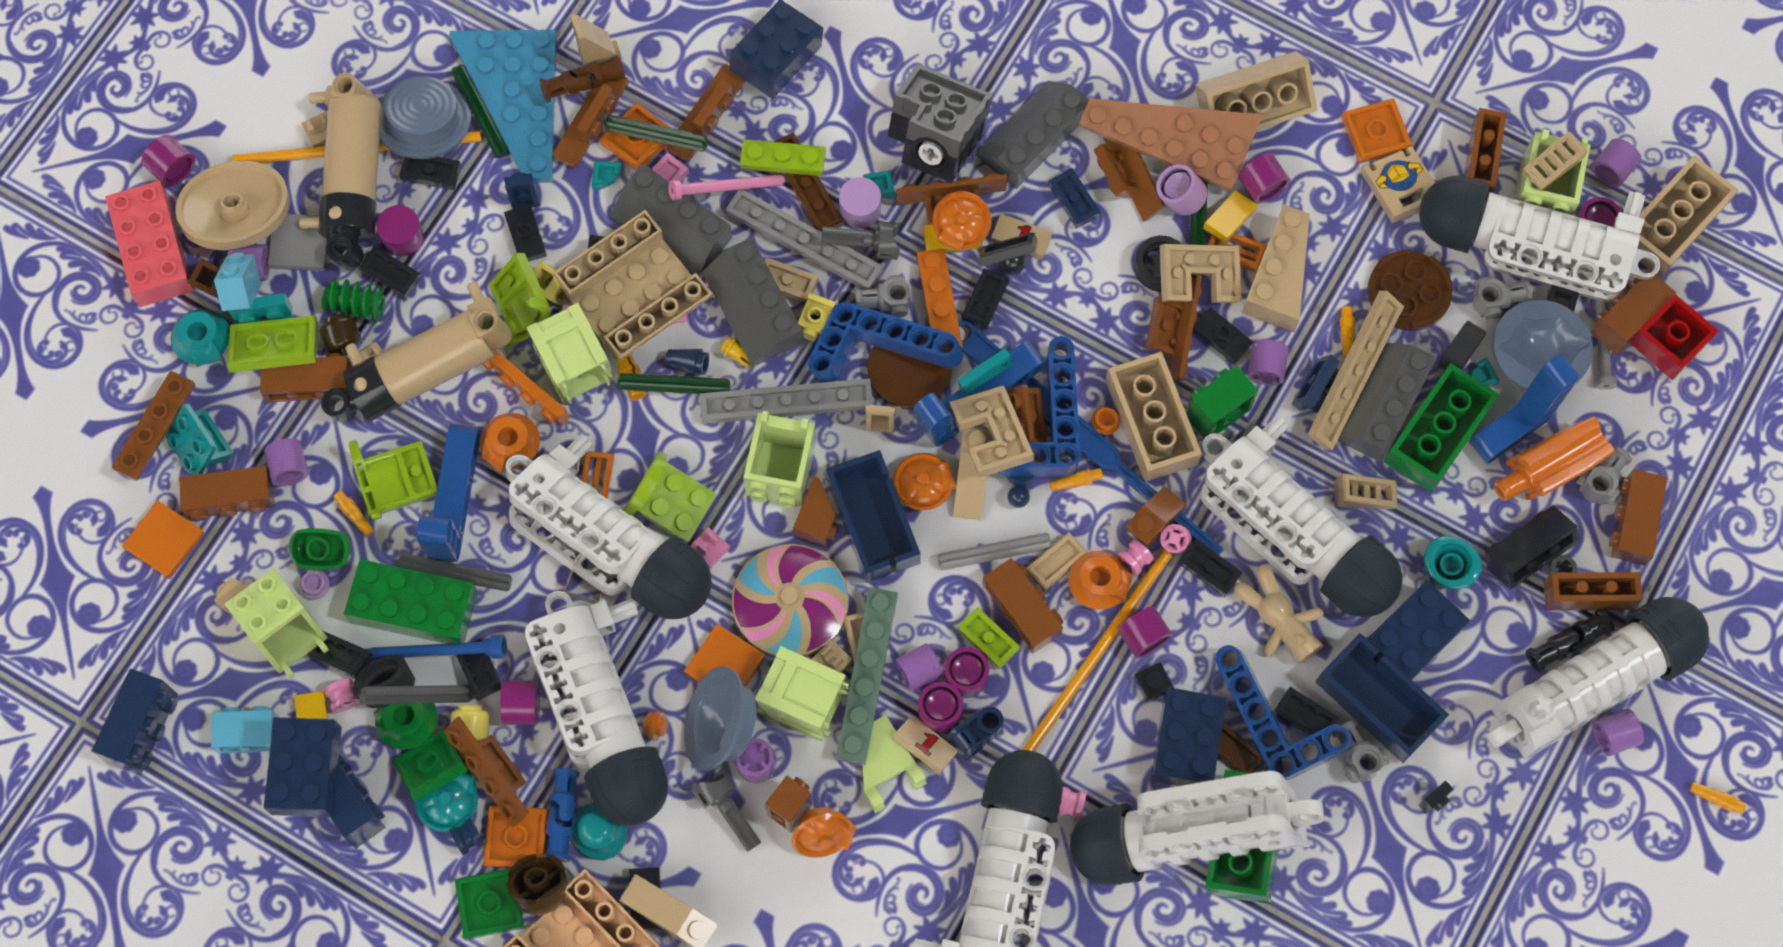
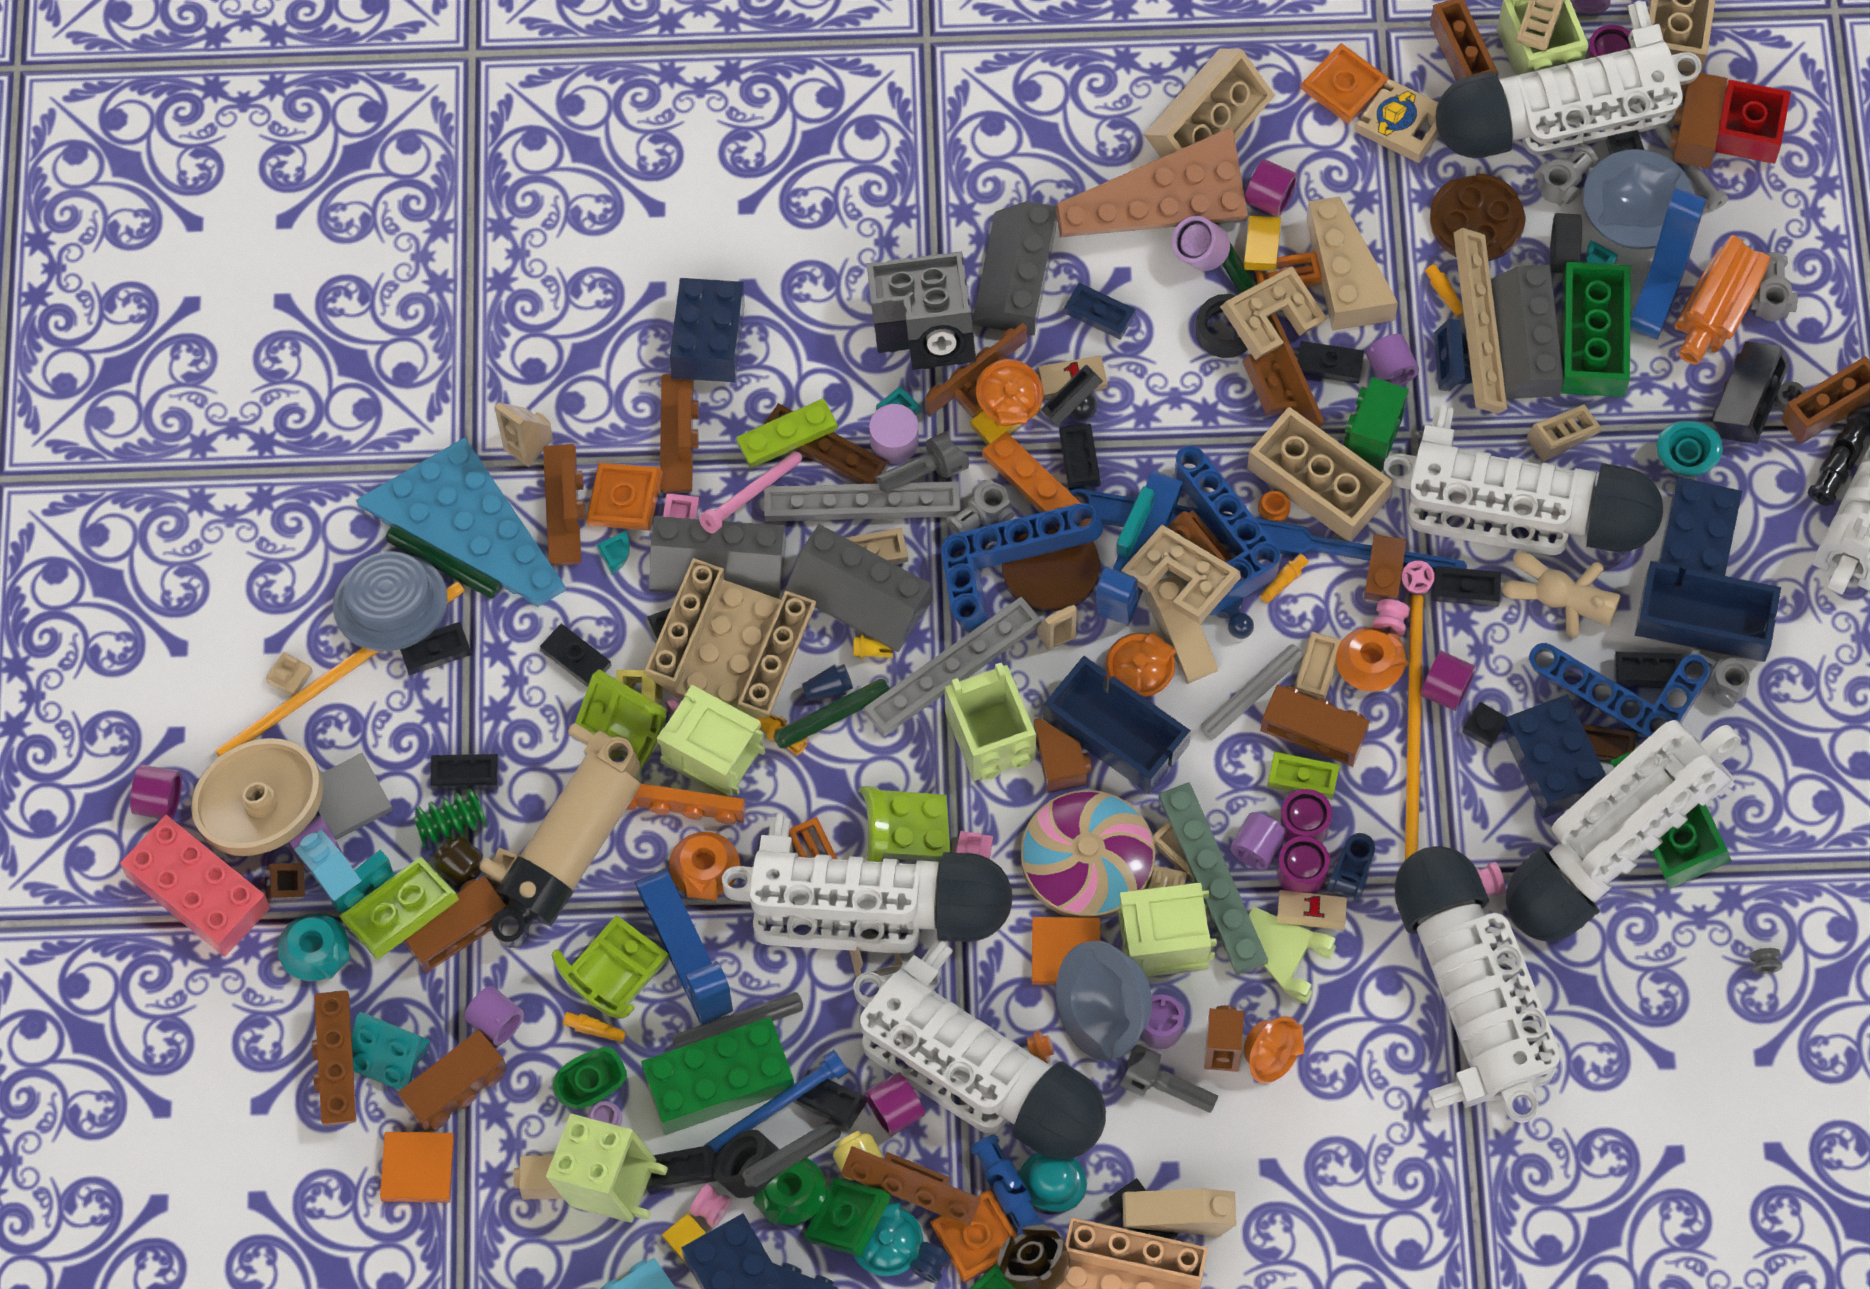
camera: 30 degrees left, 5 degrees down
(349, 170) = (357, 690): tan piece -> none
(400, 230) = (448, 724): magenta piece -> none
(522, 190) = (549, 612): dark blue plate -> none
(577, 80) = (531, 468): reddish brown piece -> none
(656, 133) = (645, 479): dark green axle -> none
(817, 307) = (928, 557): light yellow brick -> none
(1129, 177) = (1141, 260): dark orange bracket -> none
(1437, 798) = (1818, 674): black plate -> none
(1638, 517) = (1828, 308): dark orange brick -> none

